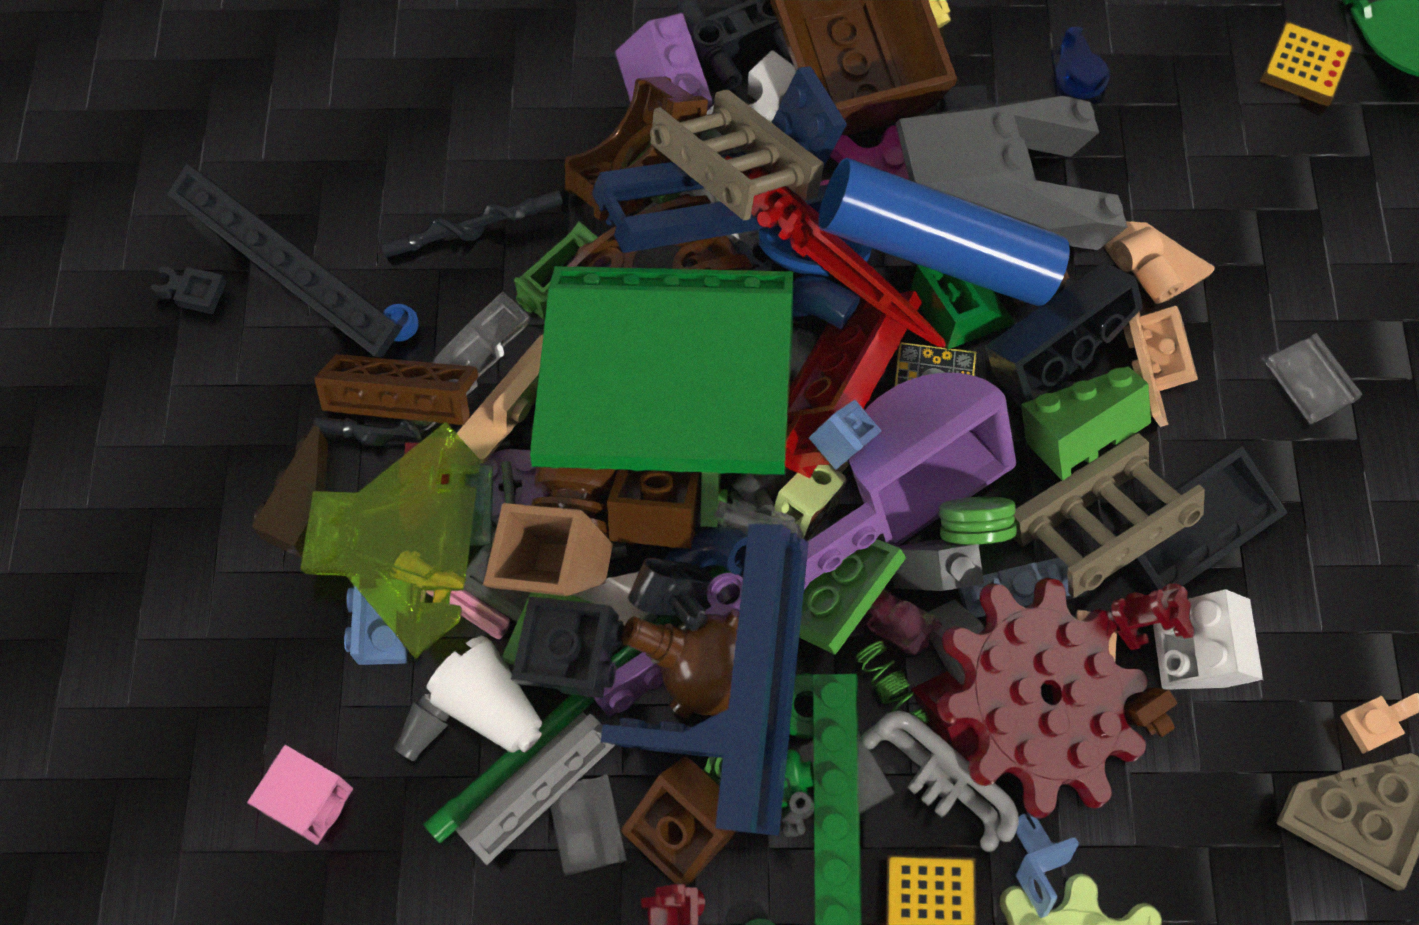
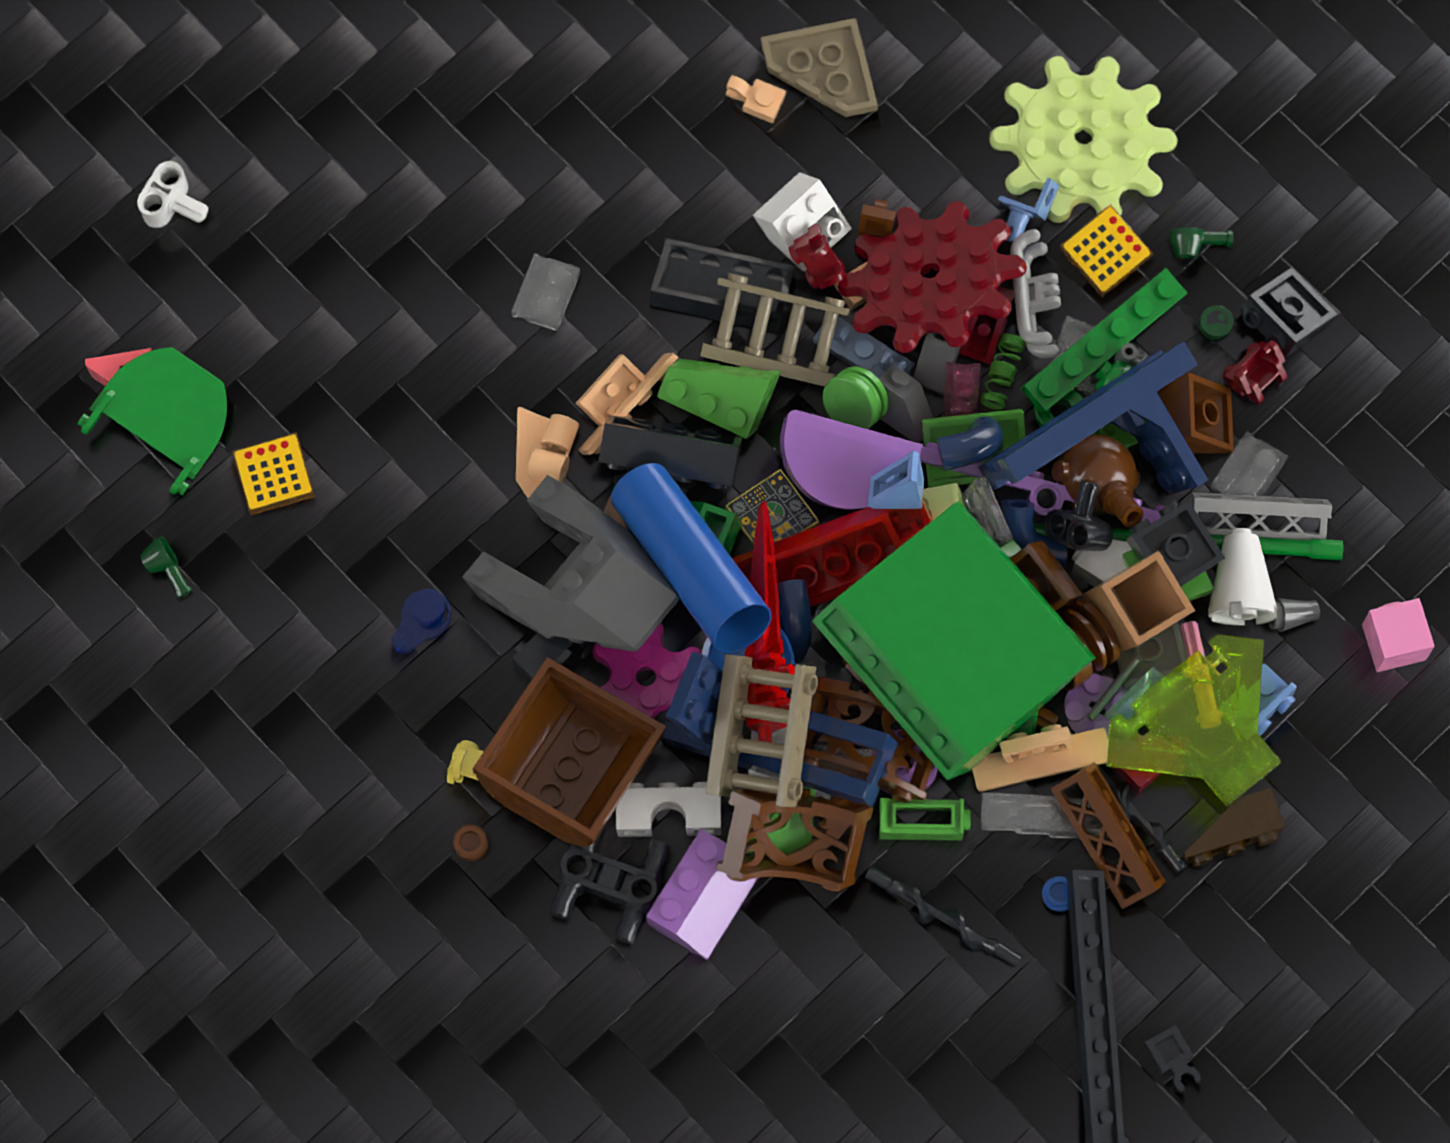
camera: 130 degrees left, 5 degrees up
(831, 557) = (971, 446): none -> dark blue cylinder

